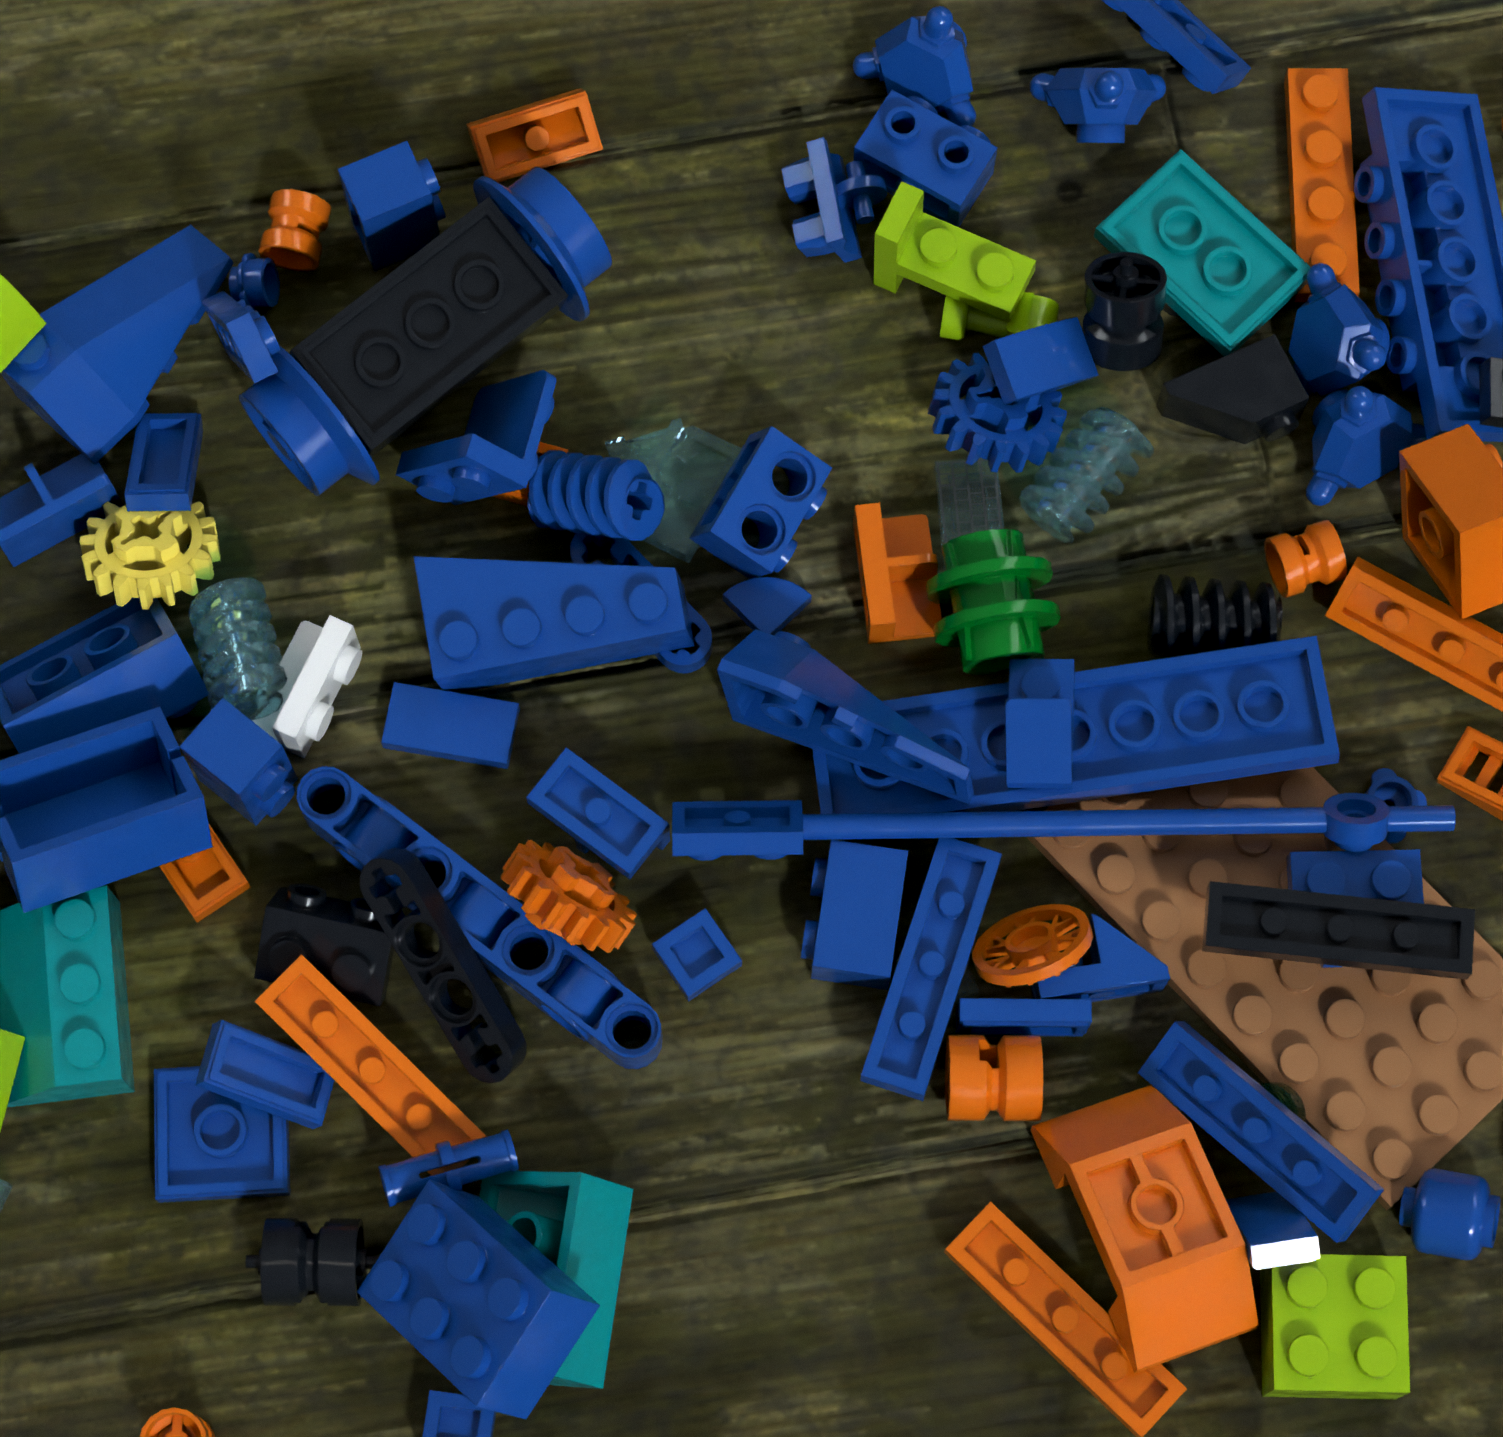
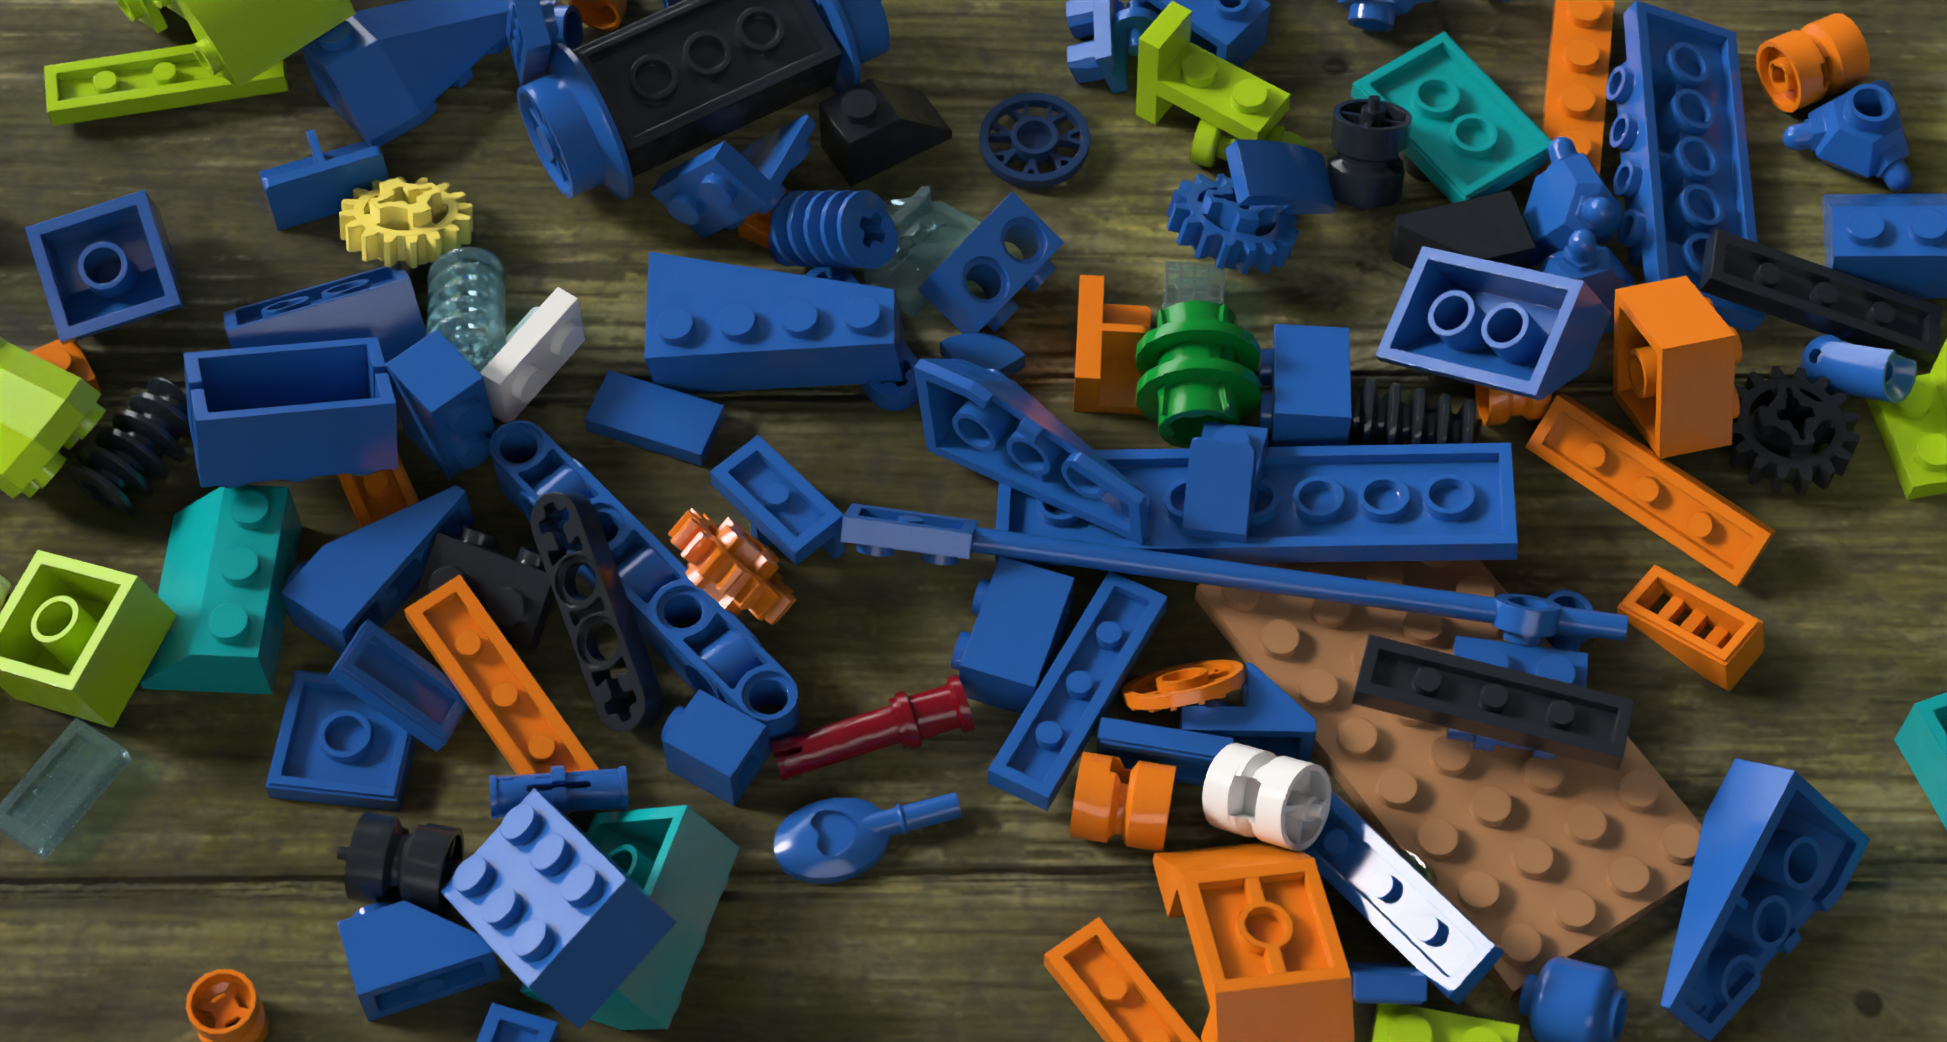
camera: 10 degrees right, 15 degrees down
(164, 462) = (437, 153): blue tile -> none
(202, 957) = (370, 569): none -> blue slope
(334, 1355) = (411, 957): none -> blue slope
(585, 1083) = (715, 746): none -> blue brick
(615, 352) = (877, 128): none -> black slope
(697, 954) = (849, 649): blue plate -> none
(732, 1148) = (850, 835): none -> blue piece
(767, 1023) = (903, 721): none -> dark red pin
(775, 336) = (1034, 140): none -> dark blue wheel
(1082, 471) = (1309, 283): clear light blue piece -> none
(1103, 596) = (1306, 386): none -> blue brick
(1142, 1059) = (1267, 796): none -> white wheel
(1278, 506) = (1493, 324): none -> blue slope

